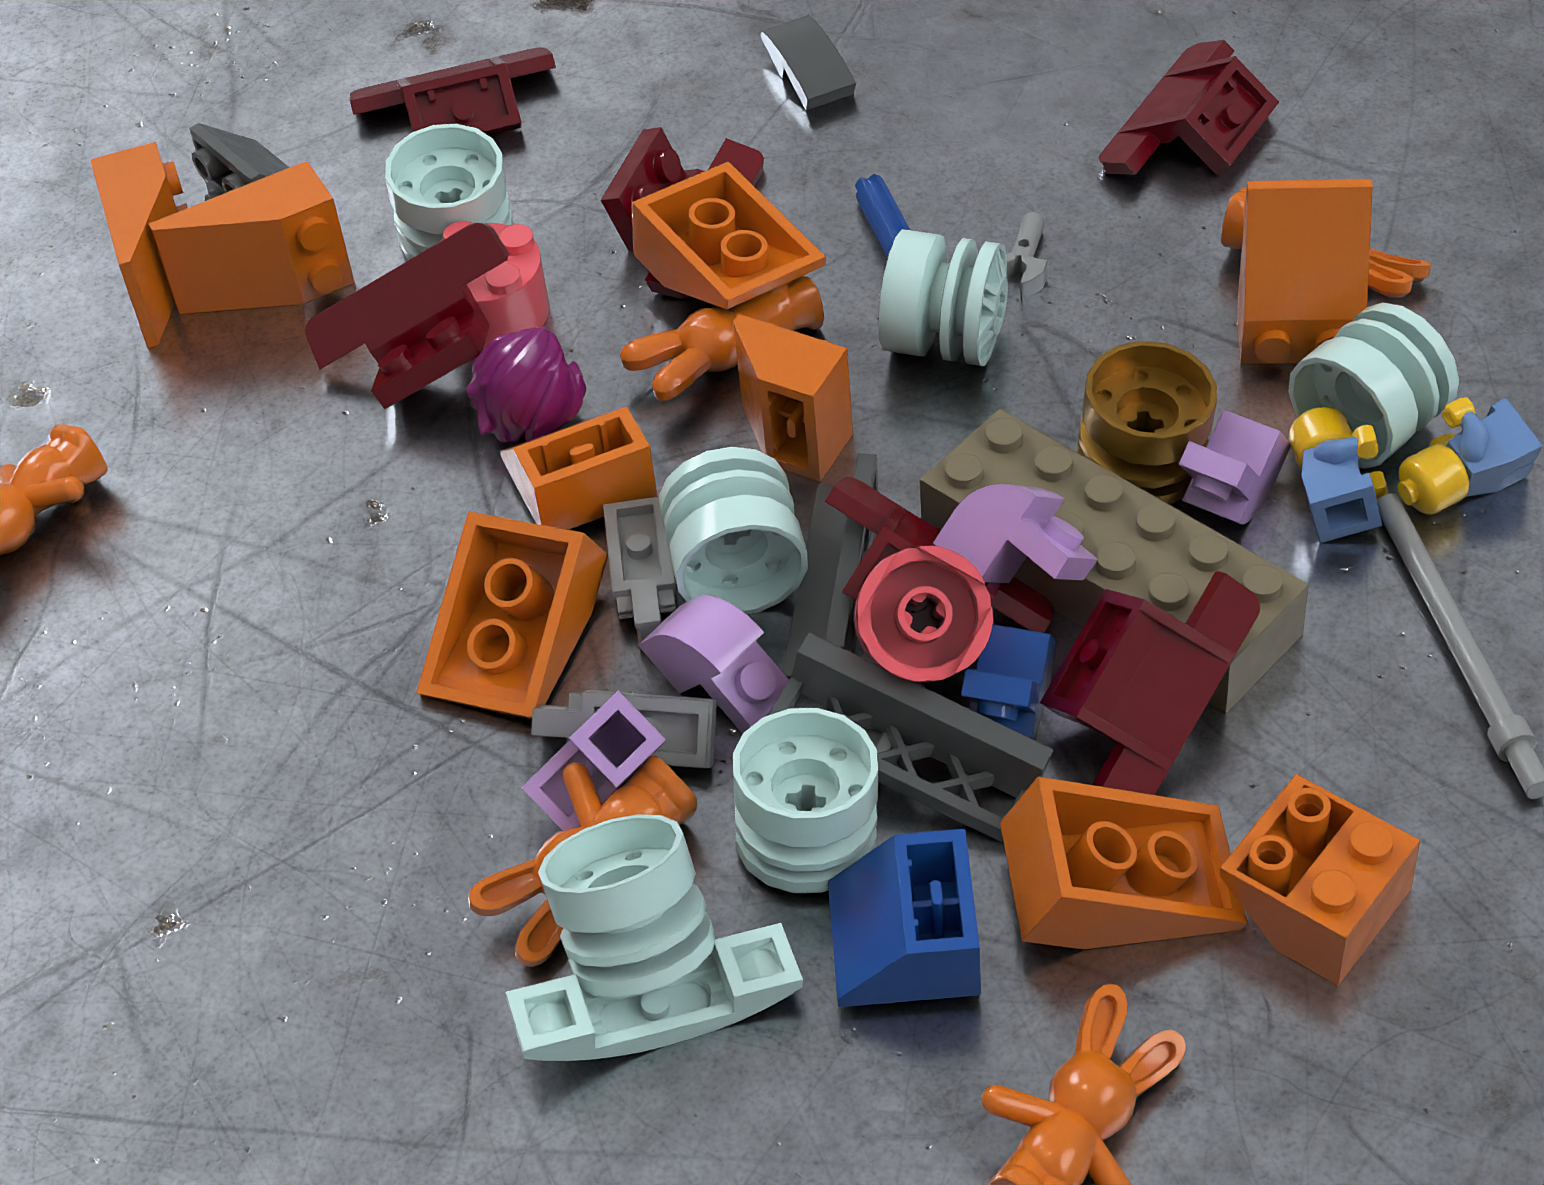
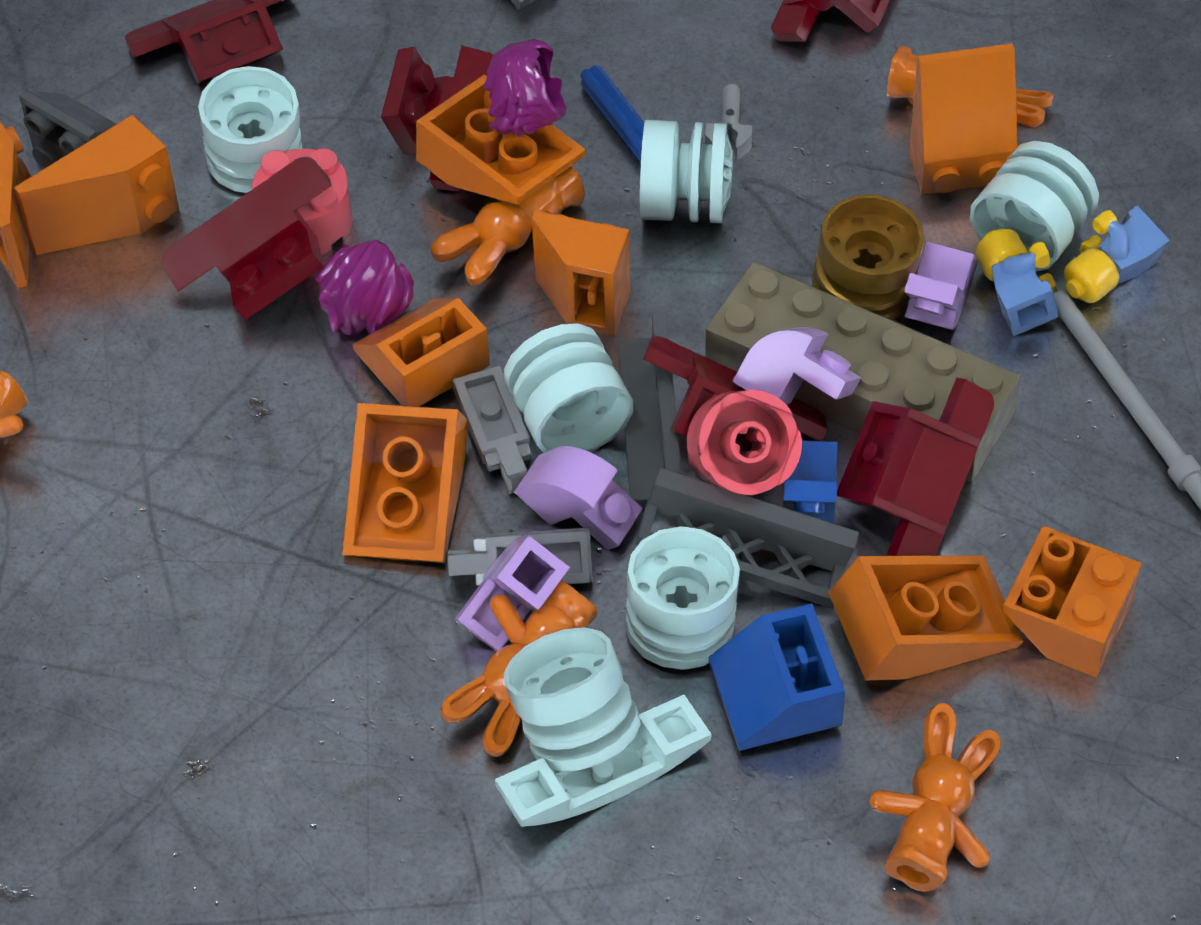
camera: 15 degrees left, 5 degrees up
(758, 173) = (522, 88): none -> magenta hair

